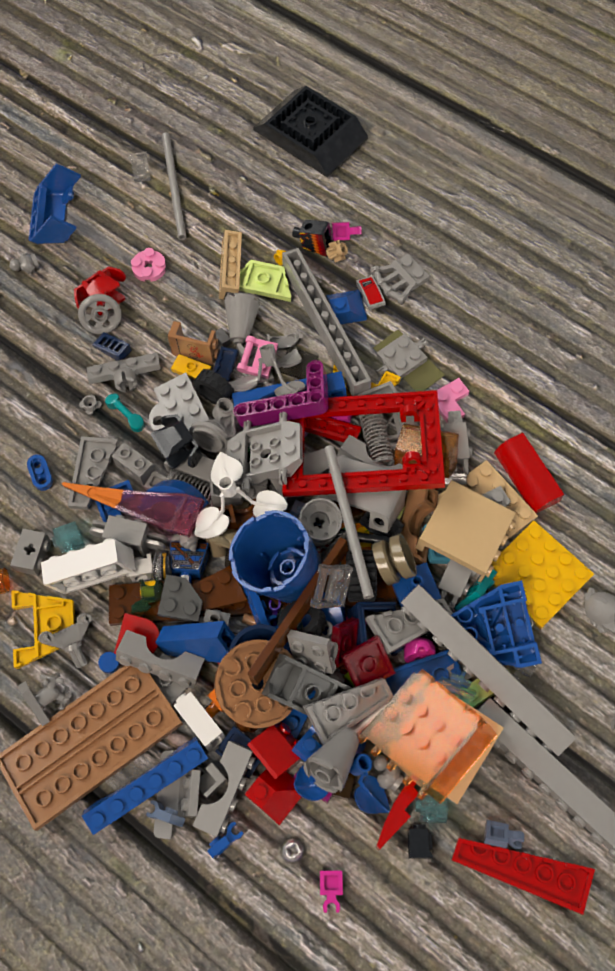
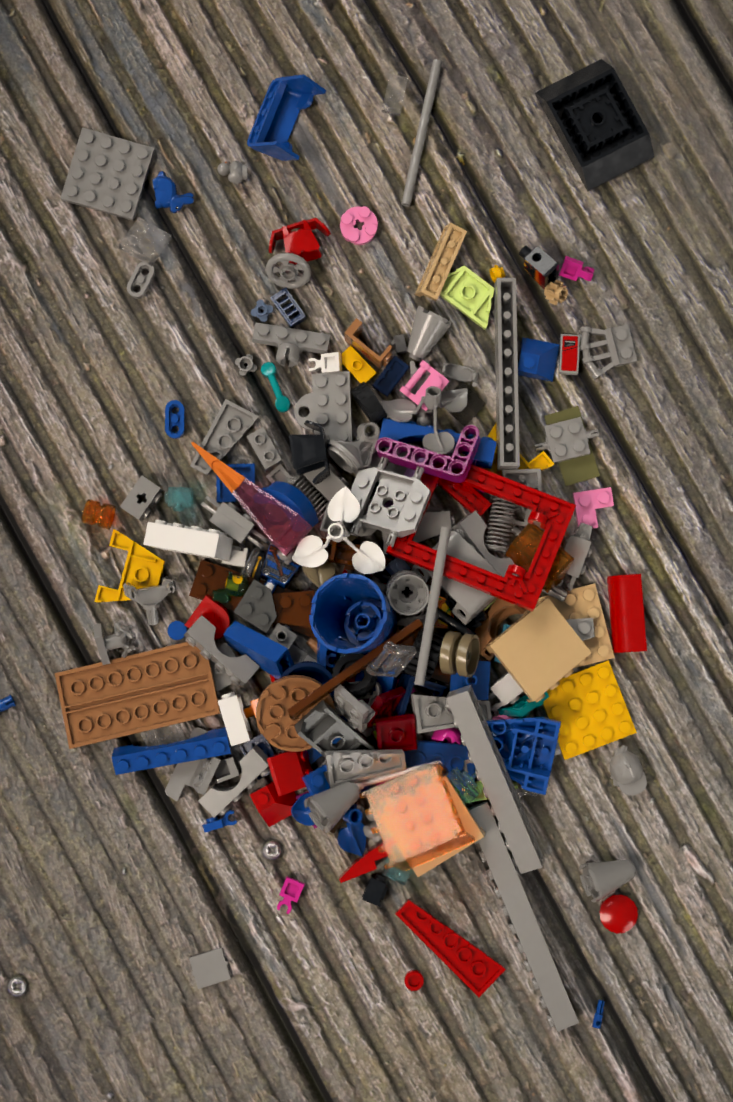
camera: 20 degrees right, 20 degrees up
(90, 361) = (264, 315): none -> sand blue plate
(163, 374) = (329, 363): none -> white plate
(168, 815) = (182, 785): sand blue plate -> none
(500, 835) = (442, 911): sand blue plate -> none
(505, 928) = (414, 980): none -> red tile

